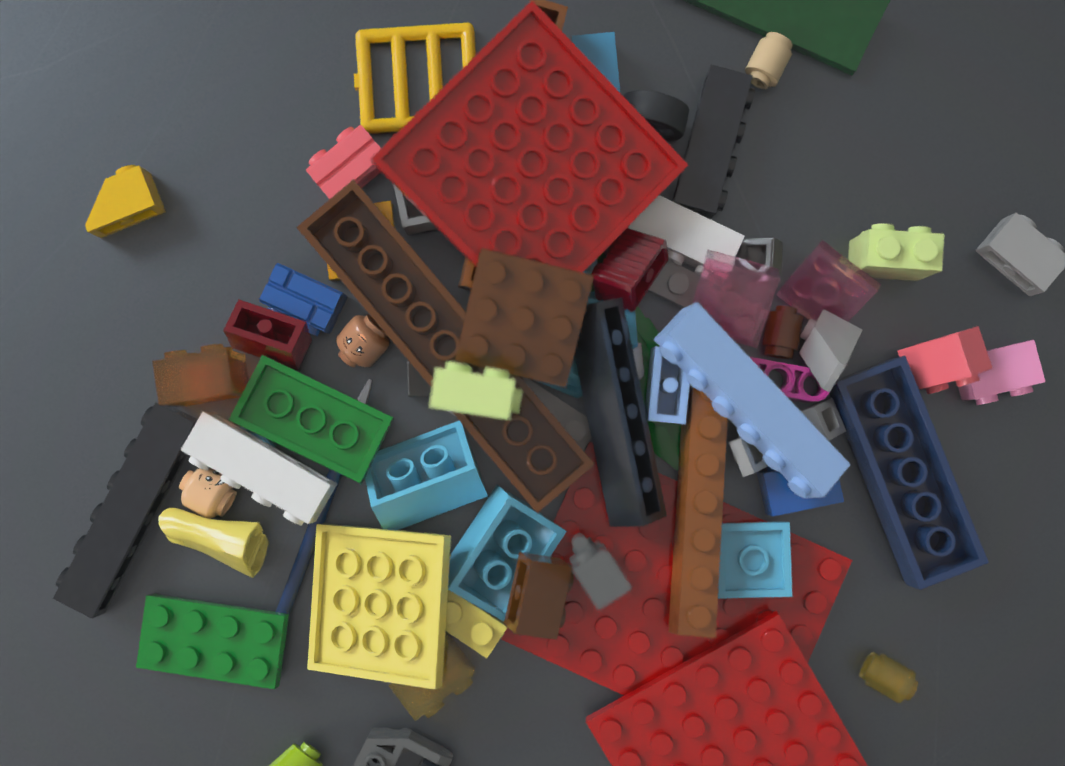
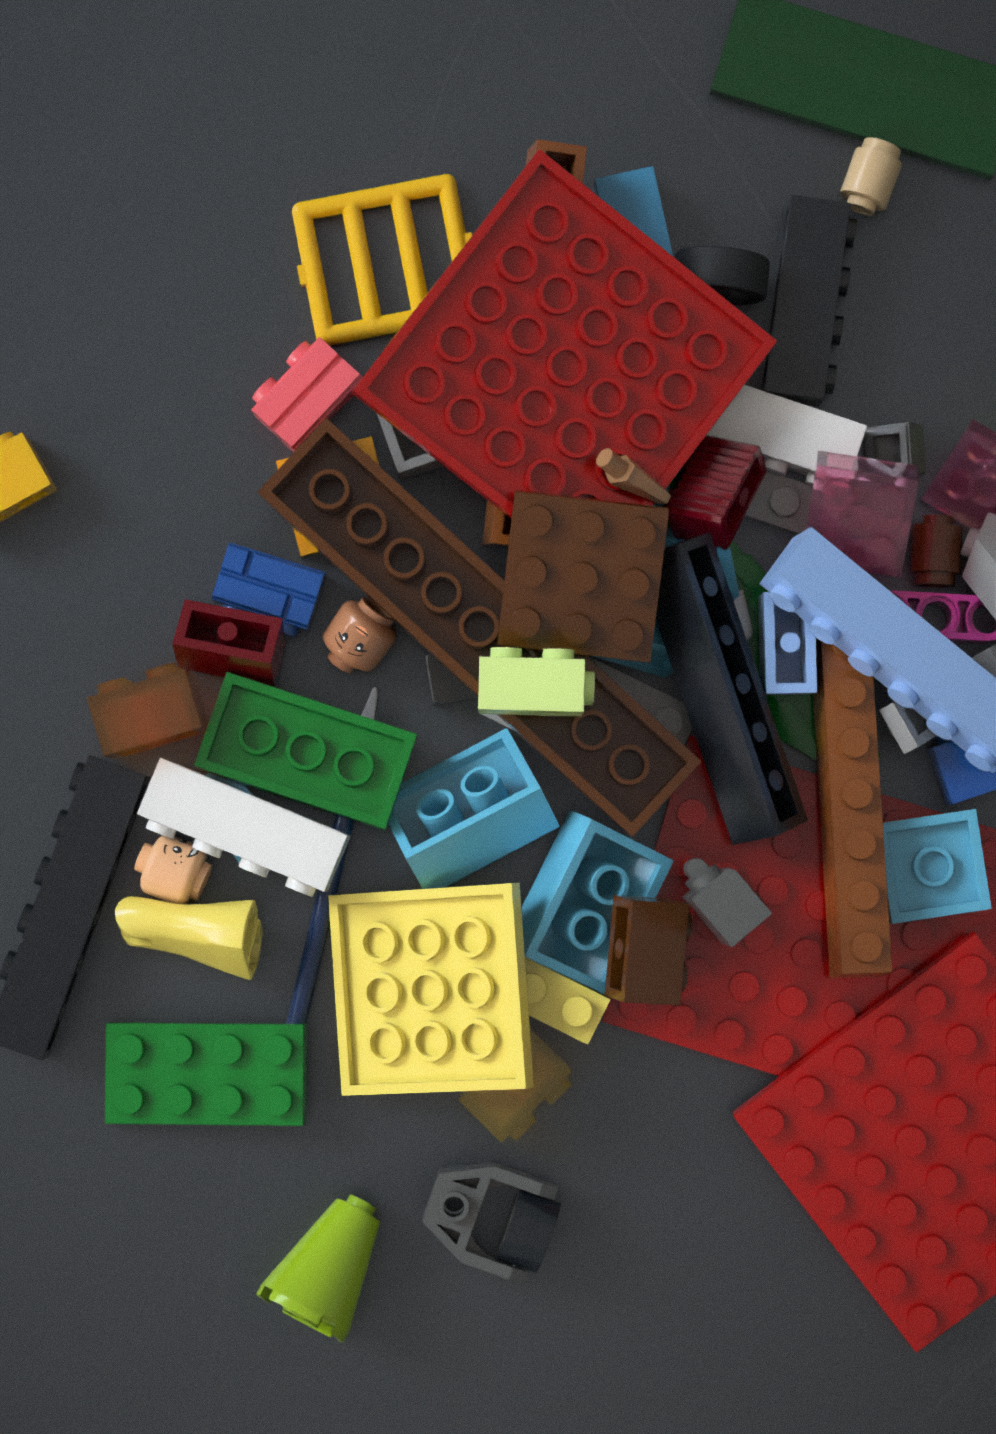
camera: 10 degrees left, 0 degrees up
(567, 248) = (629, 476): none -> medium nougat bar

